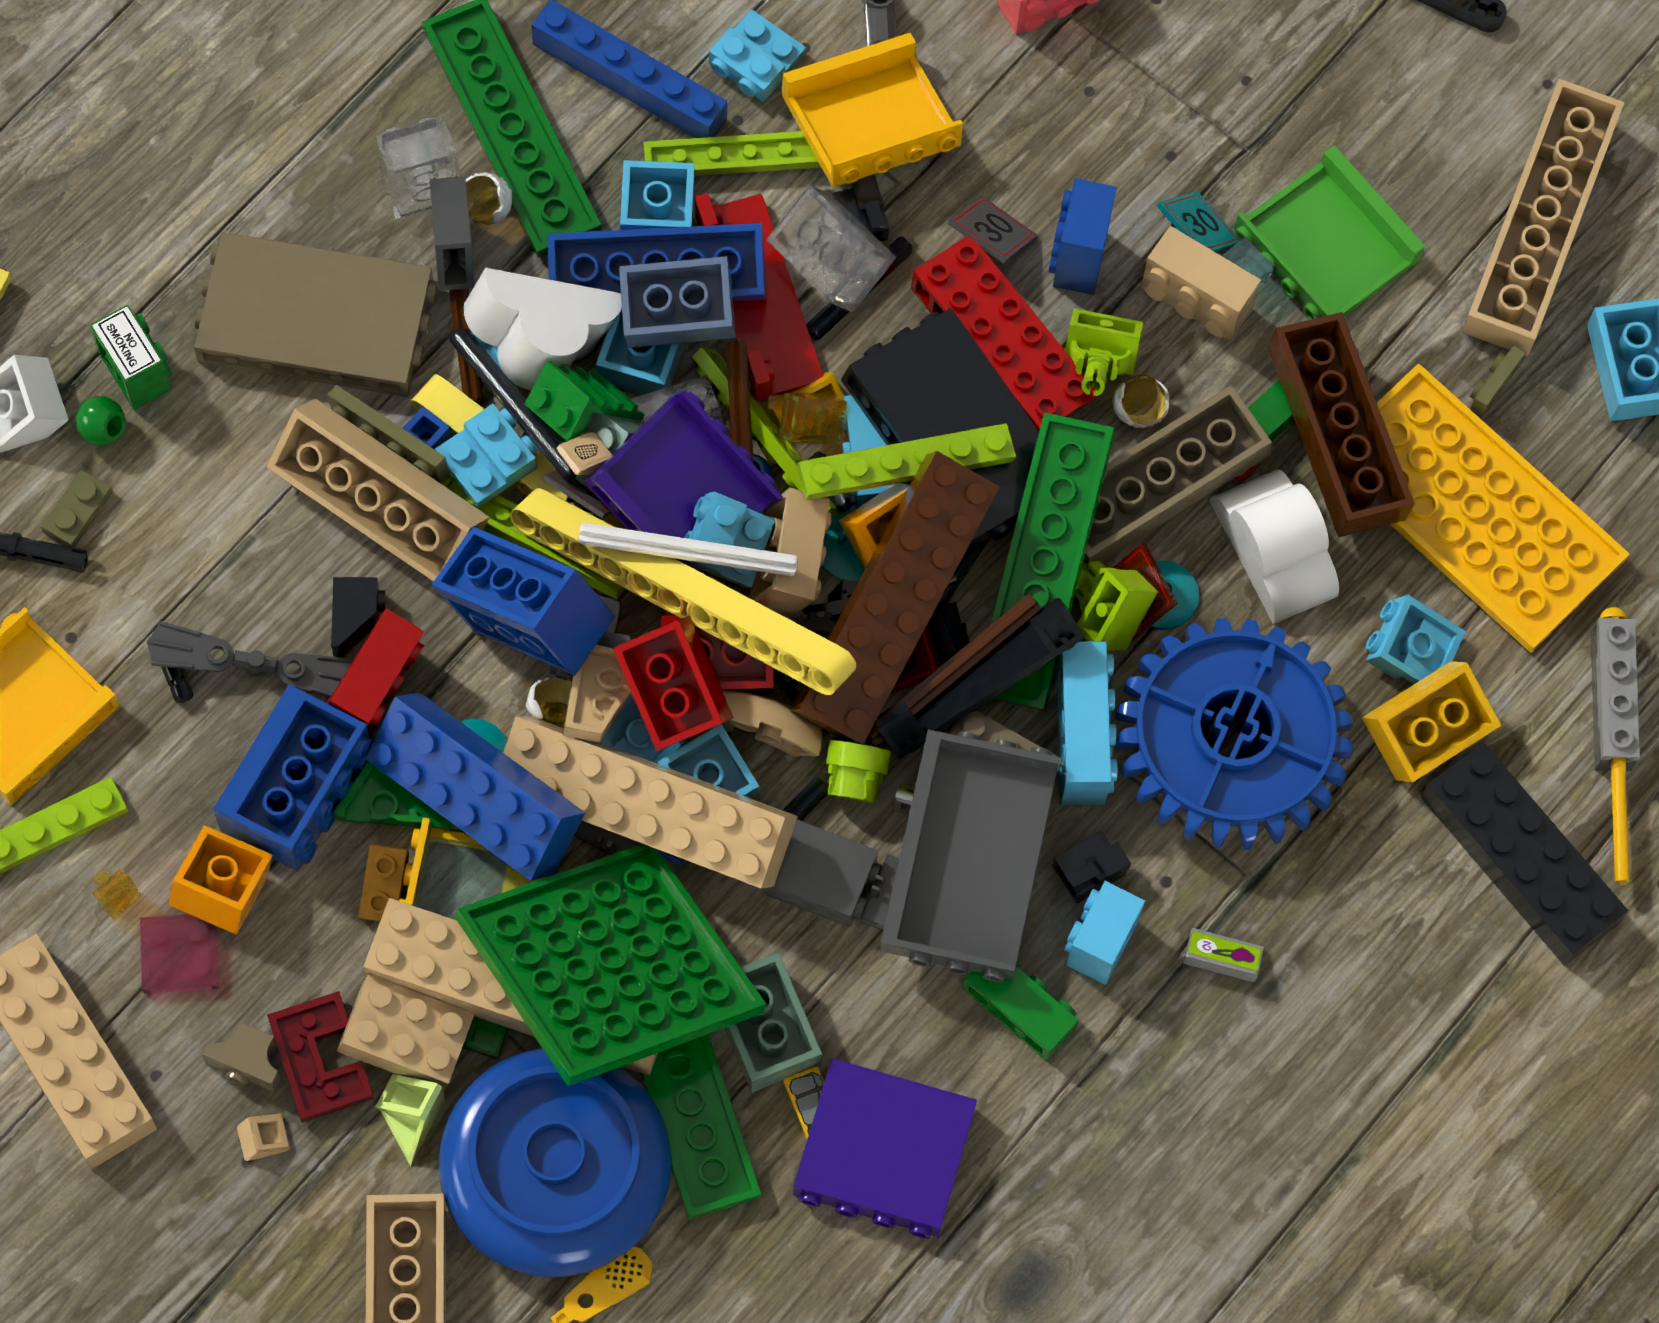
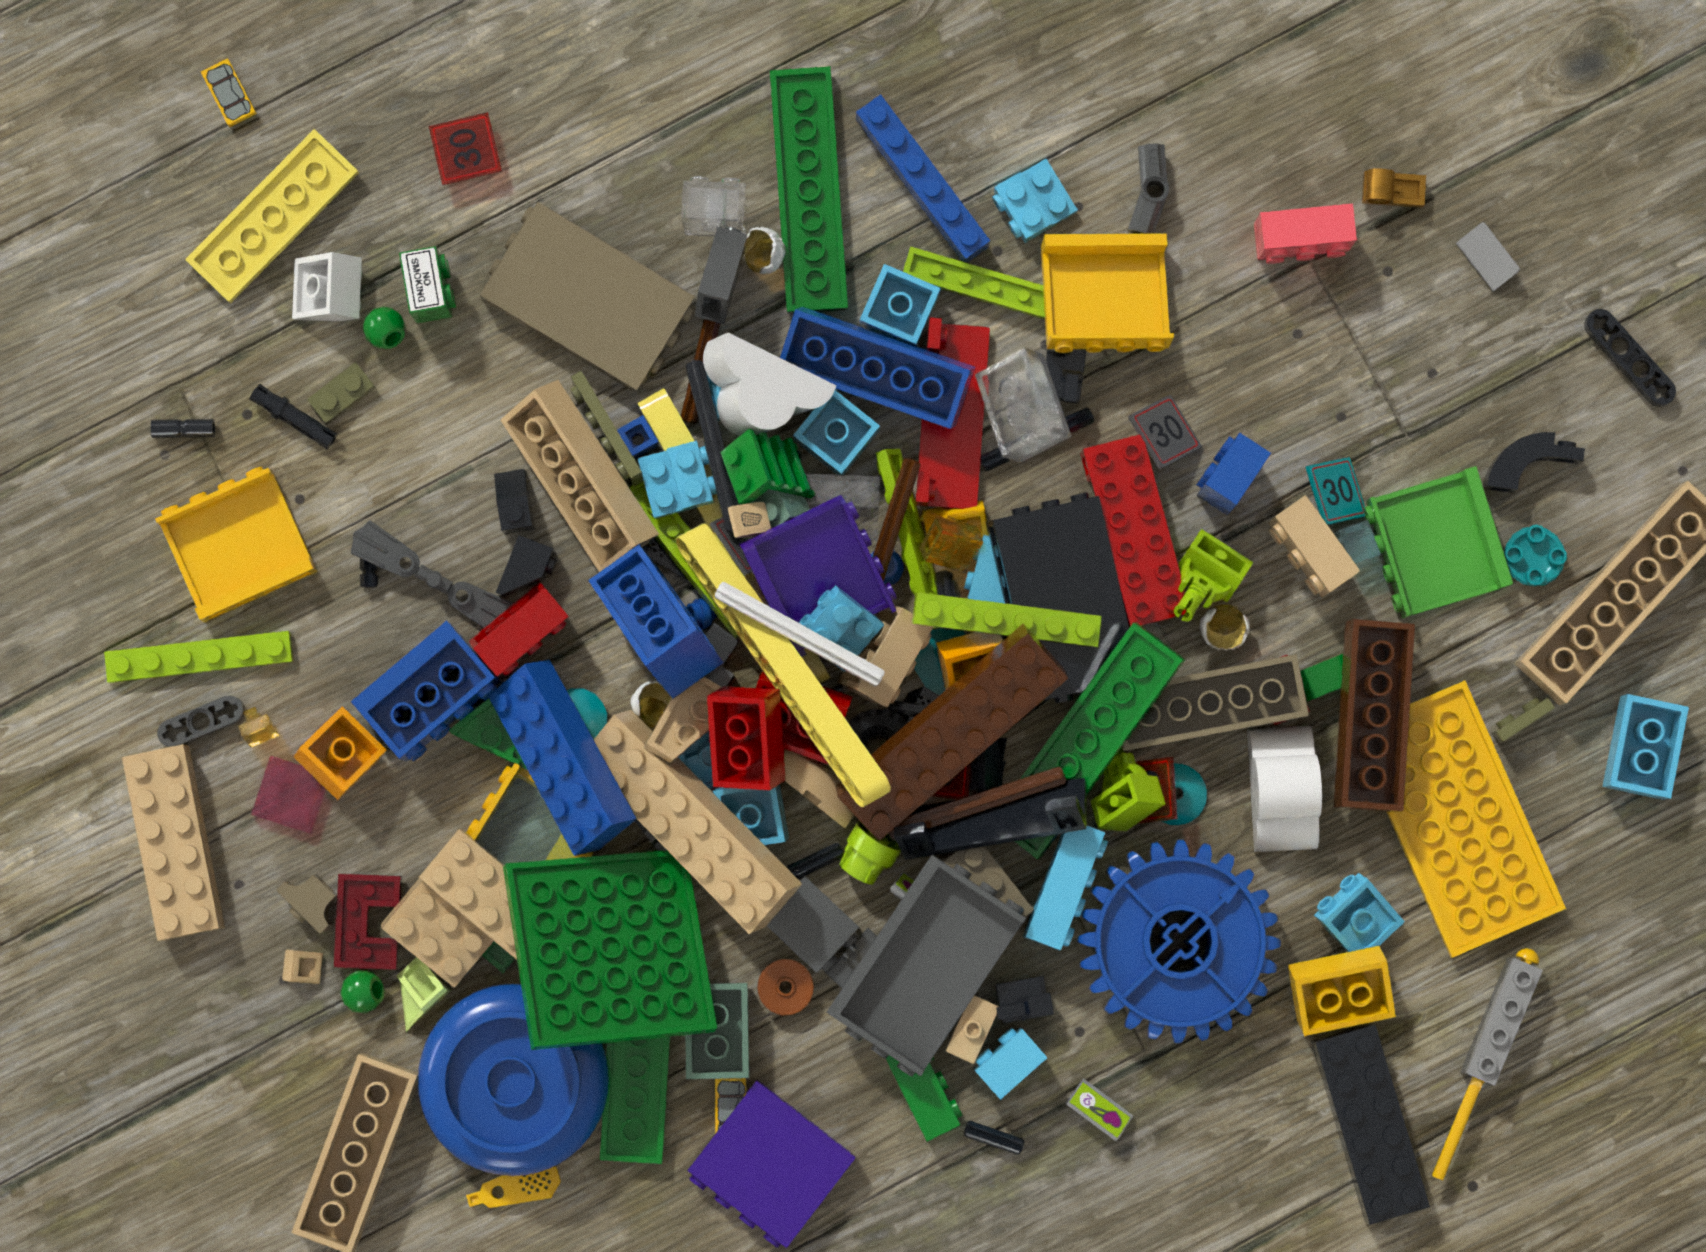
camera: 25 degrees right, 15 degrees up
(73, 899) = (176, 722): none -> dark grey beam
(120, 210) = (465, 148): none -> clear red piece
(315, 552) = (513, 502): none -> black slope
(343, 1133) = (362, 991): none -> green piece
(382, 879) = (466, 800): pearl gold plate -> none
(677, 302) = (874, 414): sand blue brick -> none
(827, 934) = (774, 998): none -> dark orange piece
(1048, 913) = (972, 1029): none -> tan brick
(1120, 1027) = (993, 1137): none -> black axle
(1382, 113) = (1509, 464): none -> black arch
(1436, 216) = (1535, 556): none -> teal dish

